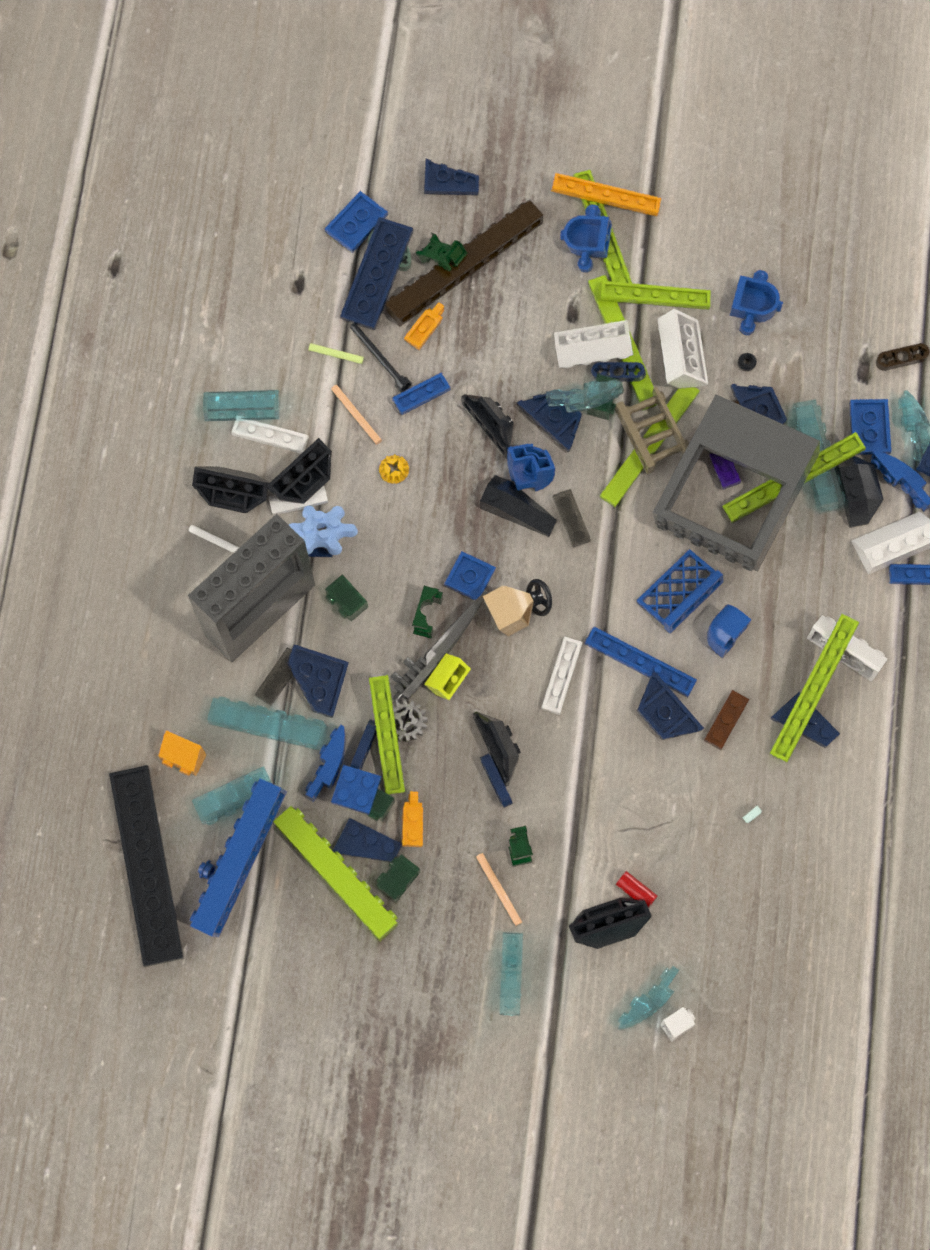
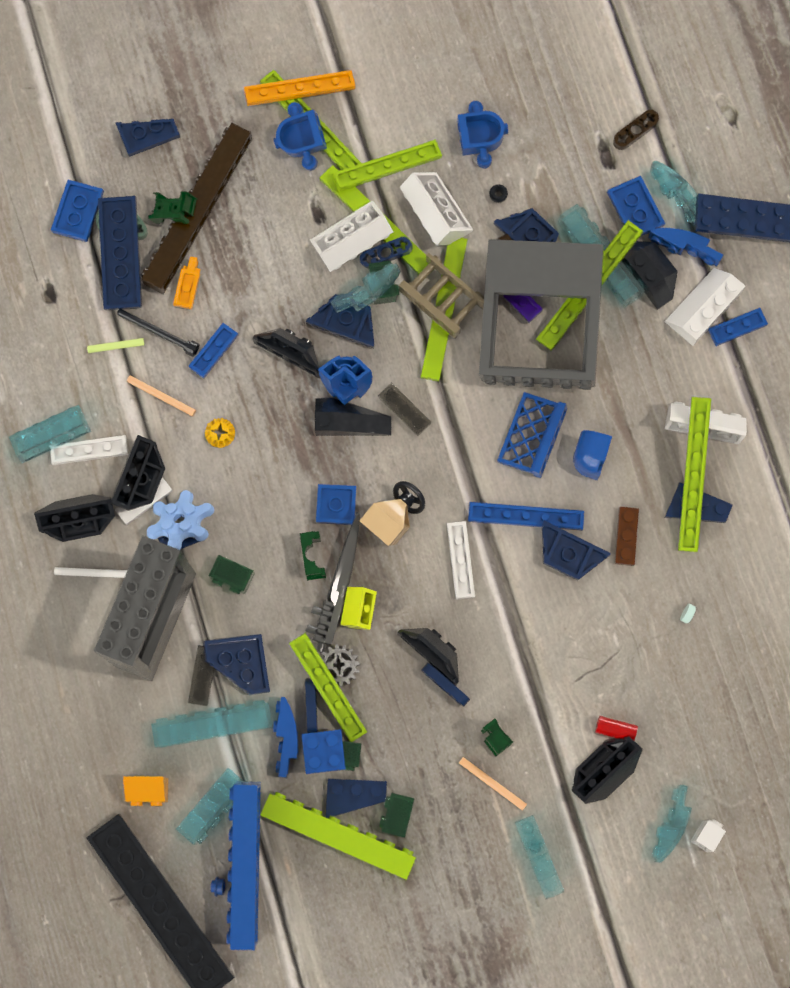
camera: 25 degrees left, 5 degrees up
(412, 822) = (386, 757): light orange hinge -> none

